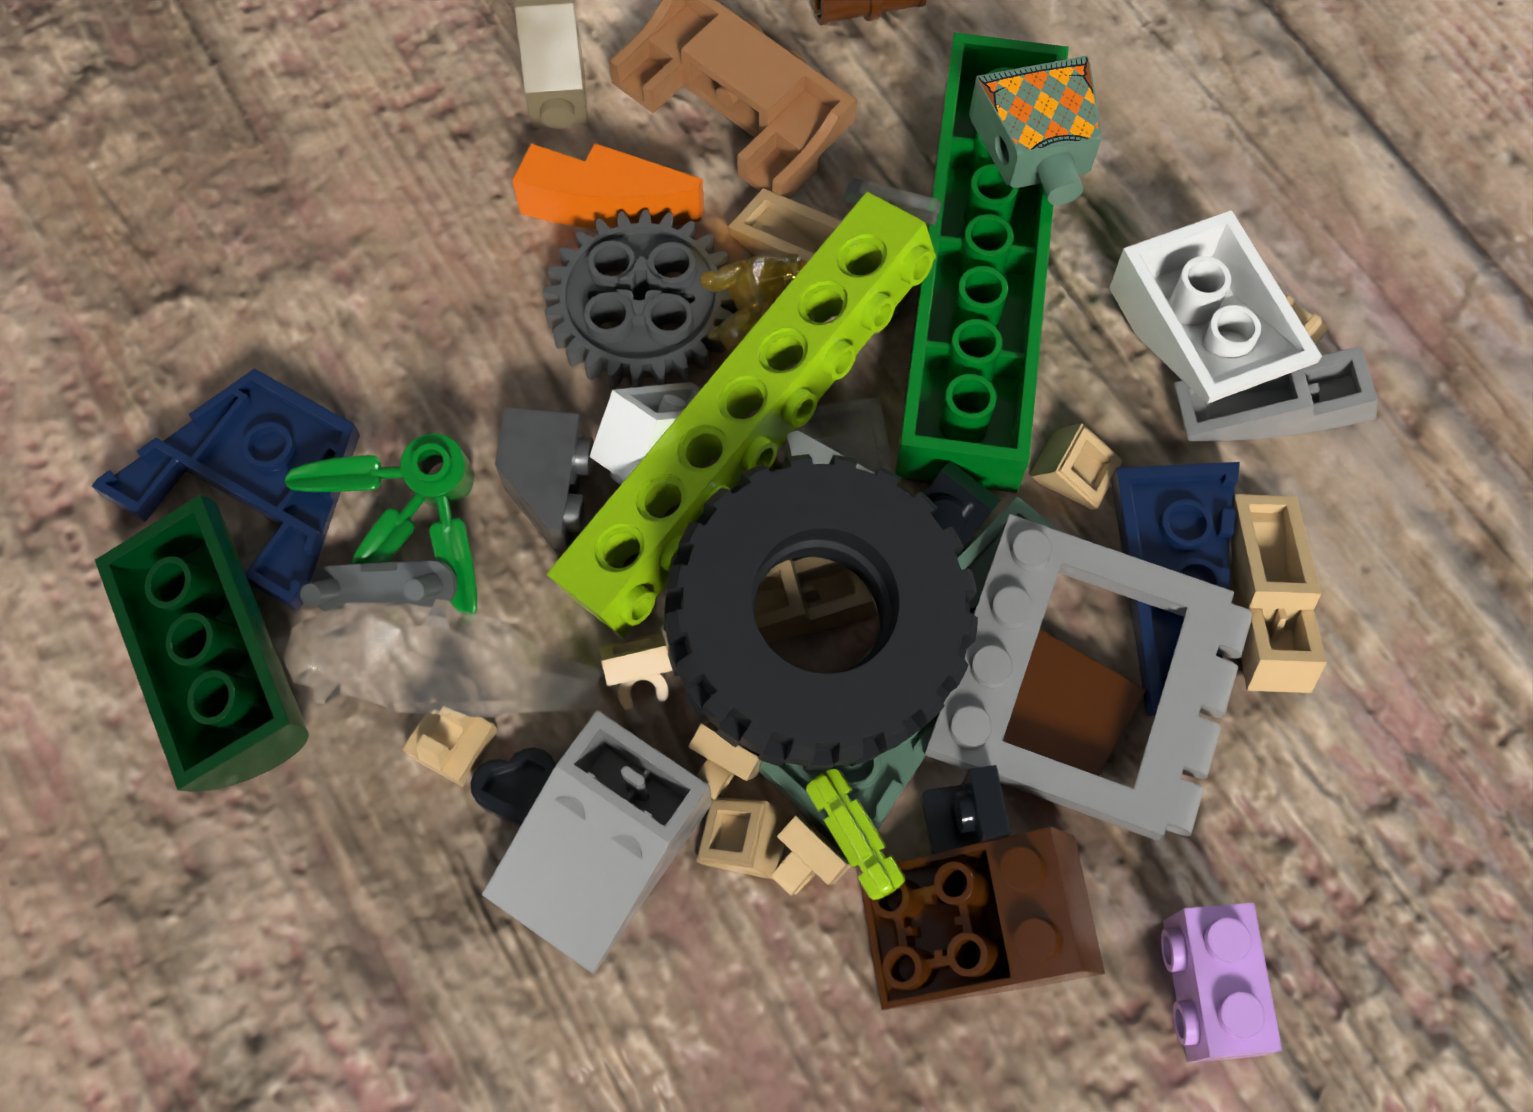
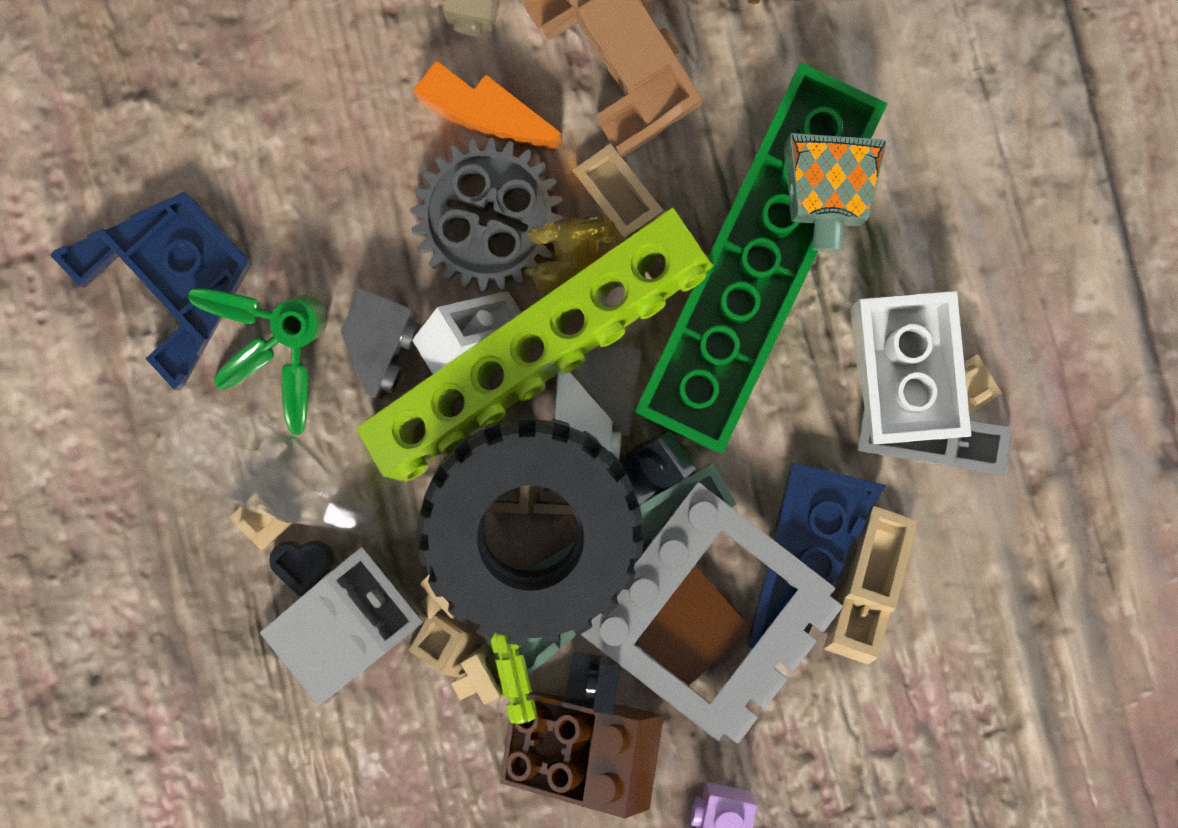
camera: 20 degrees right, 20 degrees up
(201, 650) = (104, 406): dark green brick -> none
(380, 582) = (241, 393): dark grey piece -> none
(634, 661) = (400, 504): tan tile -> none
(914, 204) = (700, 207): clear tile -> none
(1076, 465) = (769, 444): tan slope -> none

